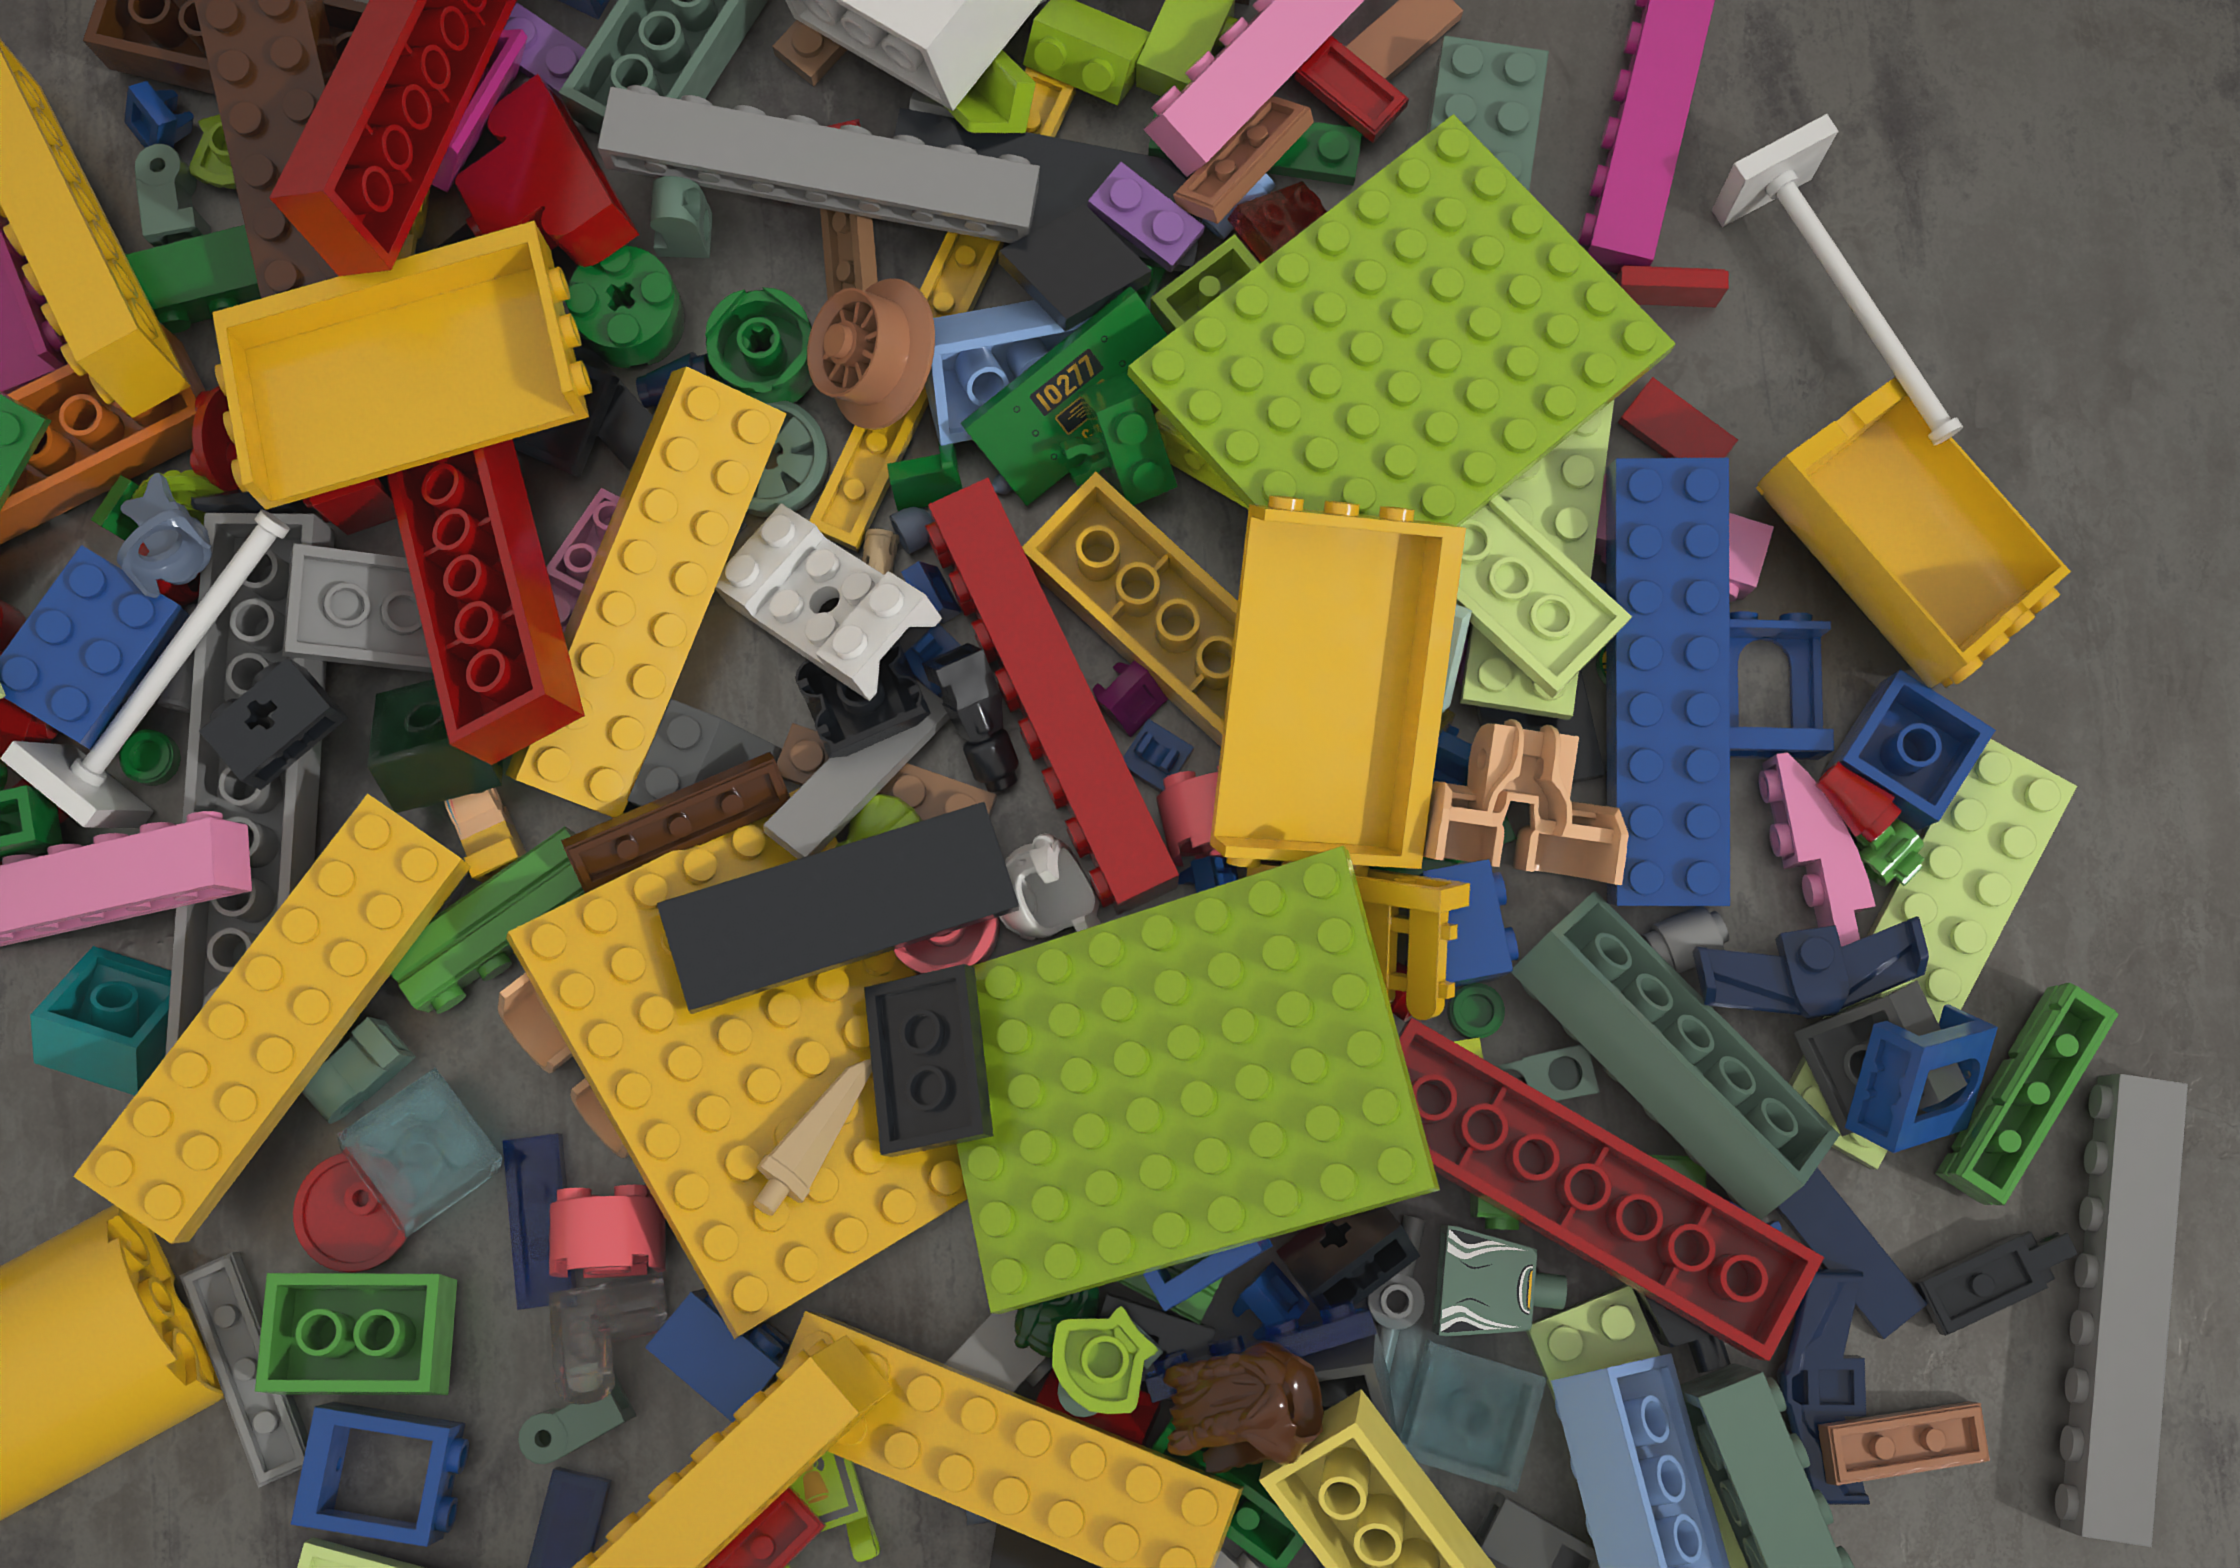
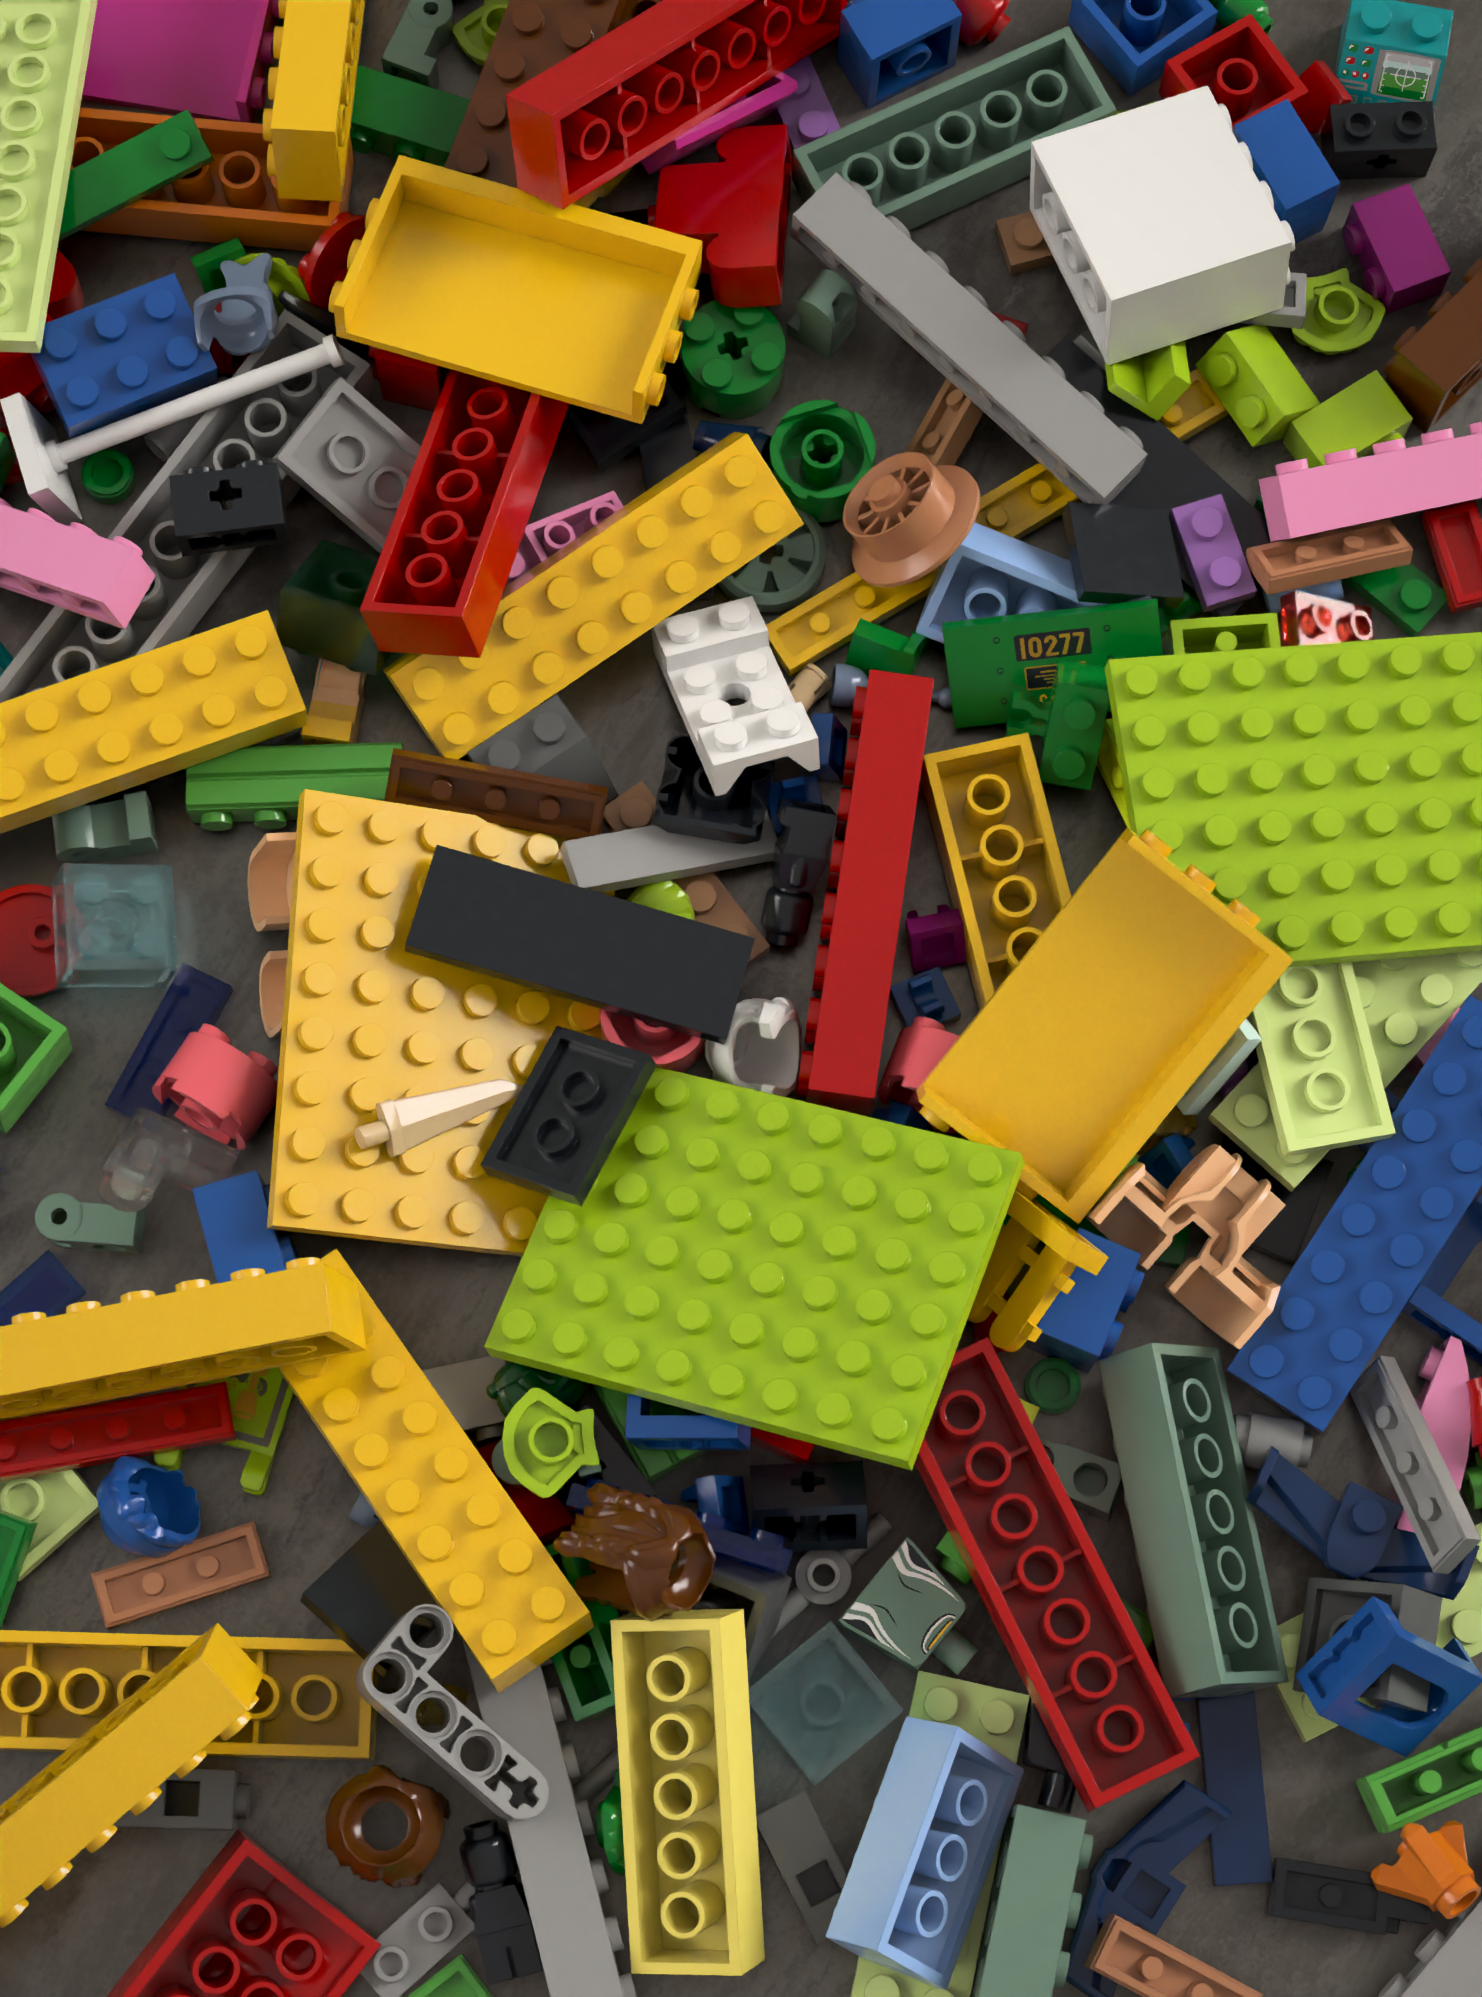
camera: 30 degrees right, 5 degrees down
(1826, 886) = (1414, 1465): none -> light grey tile
(2054, 1211) = (1431, 1869): none -> orange rock

